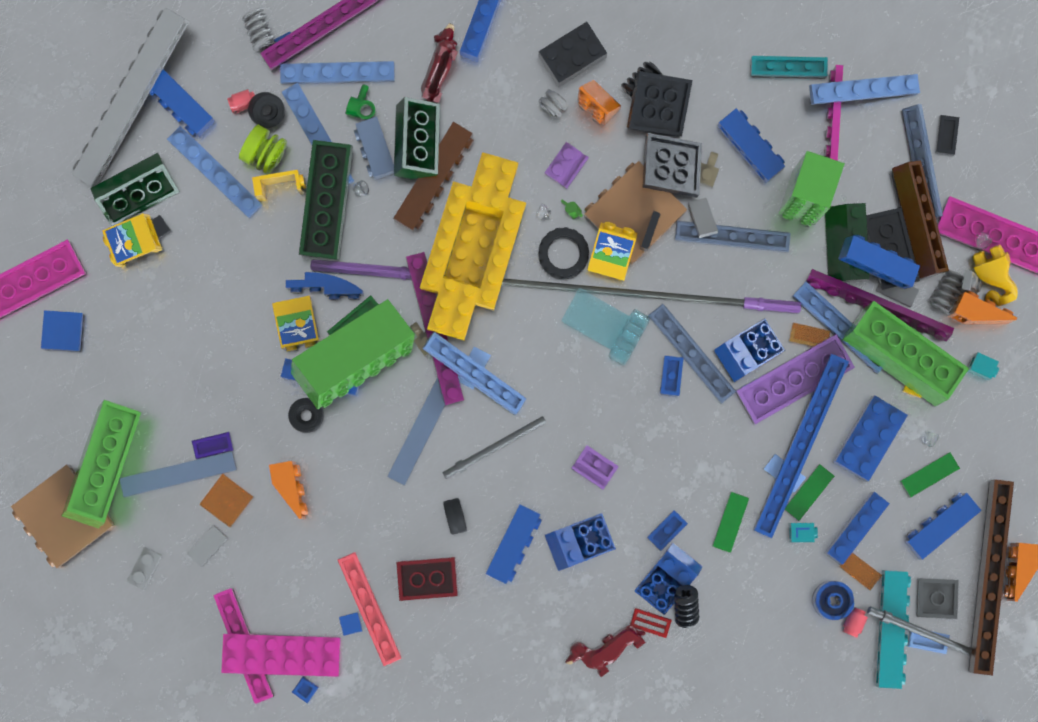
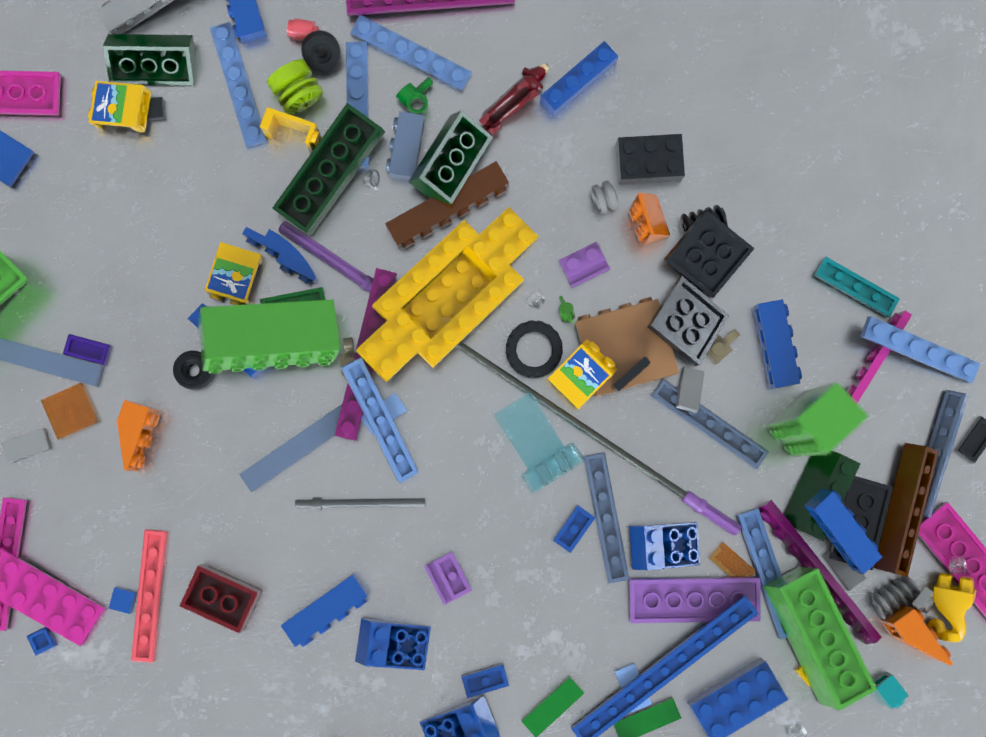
camera: 20 degrees right, 0 degrees up
(454, 516) = (282, 551): black tyre -> none

